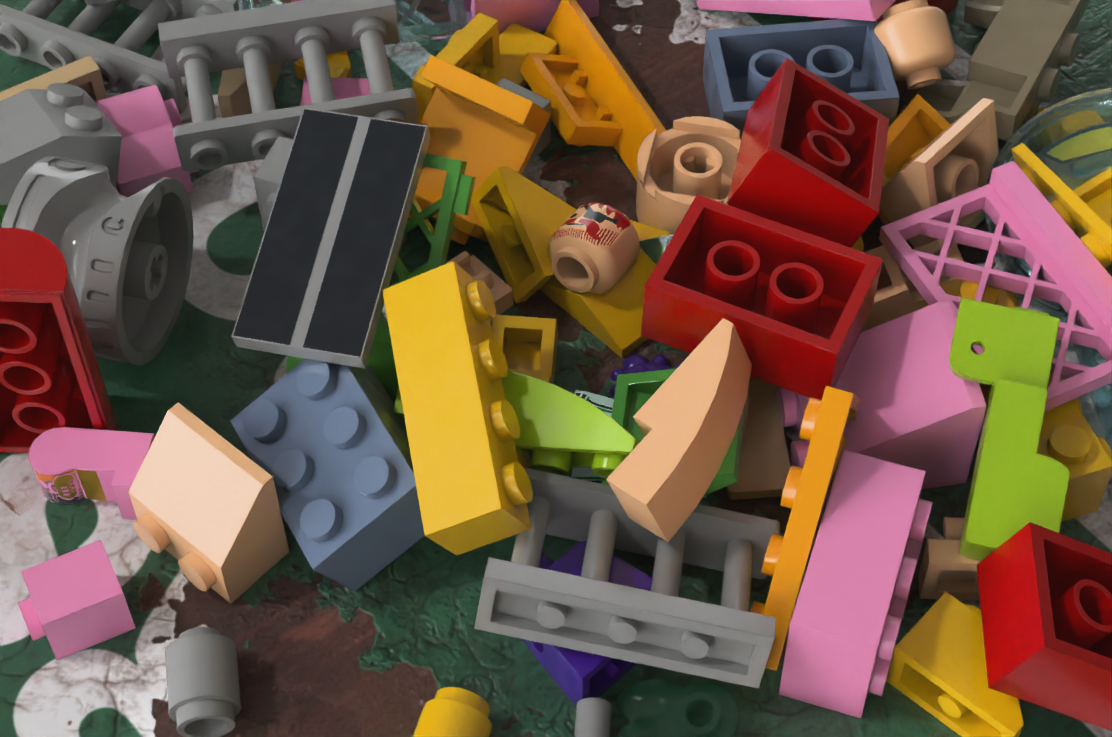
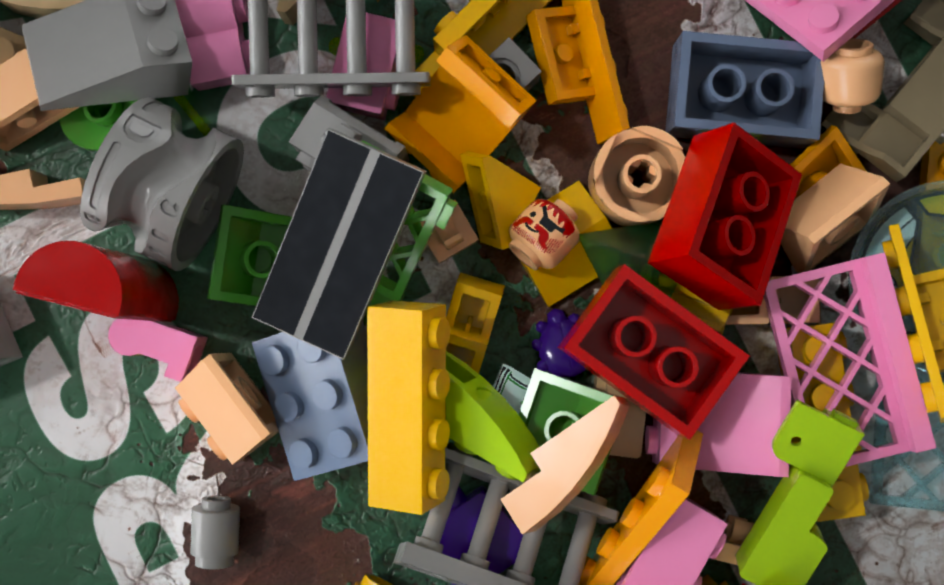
camera: 10 degrees right, 35 degrees up
(75, 601) = (135, 454): bright pink brick -> none
(203, 361) = (244, 253): none -> bright green slope

